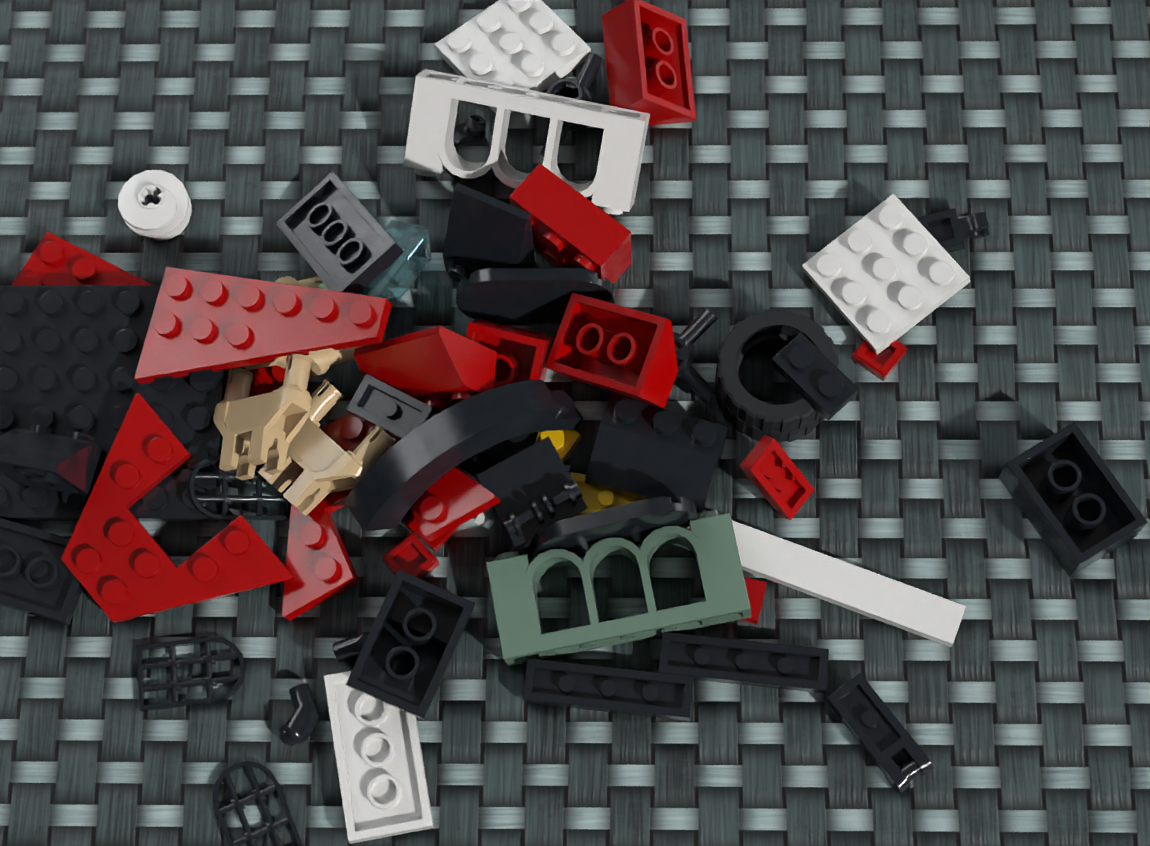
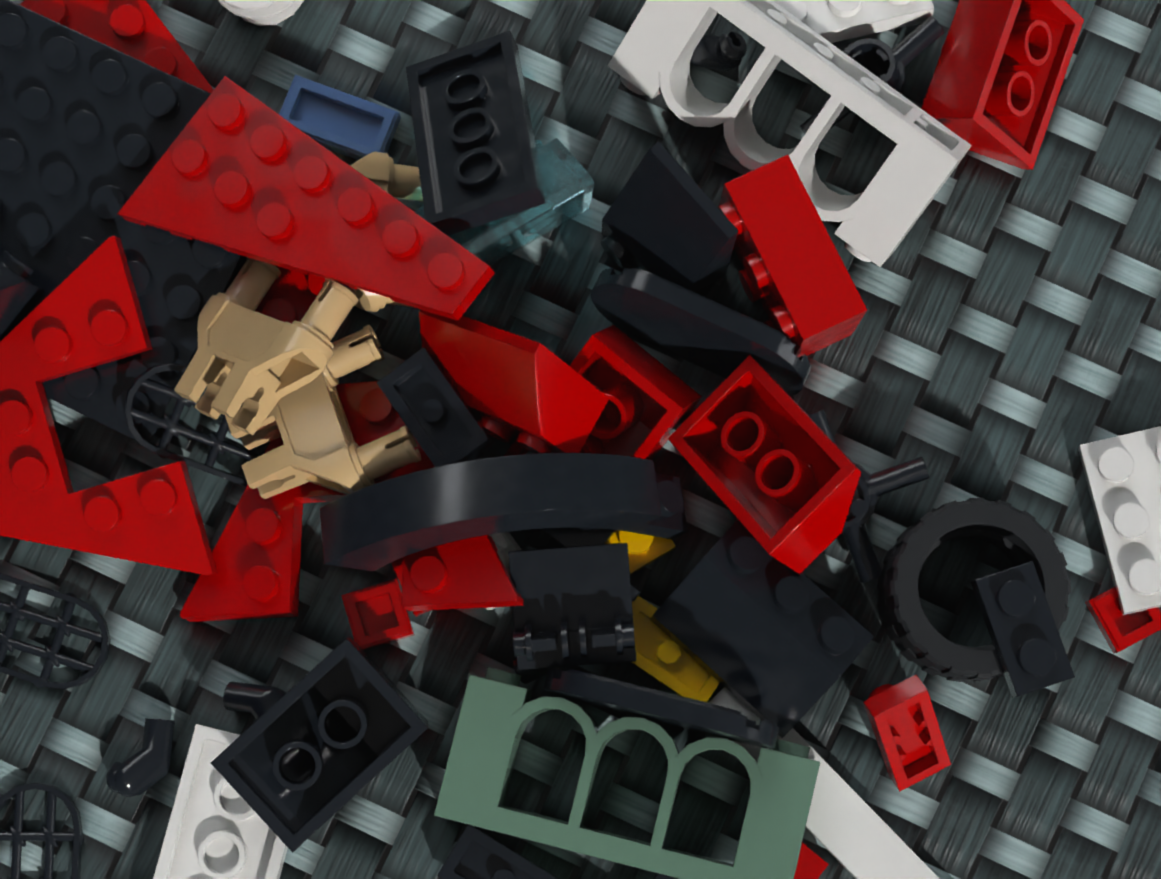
camera: 20 degrees right, 10 degrees up
(255, 266) = (339, 119): none -> medium blue tile

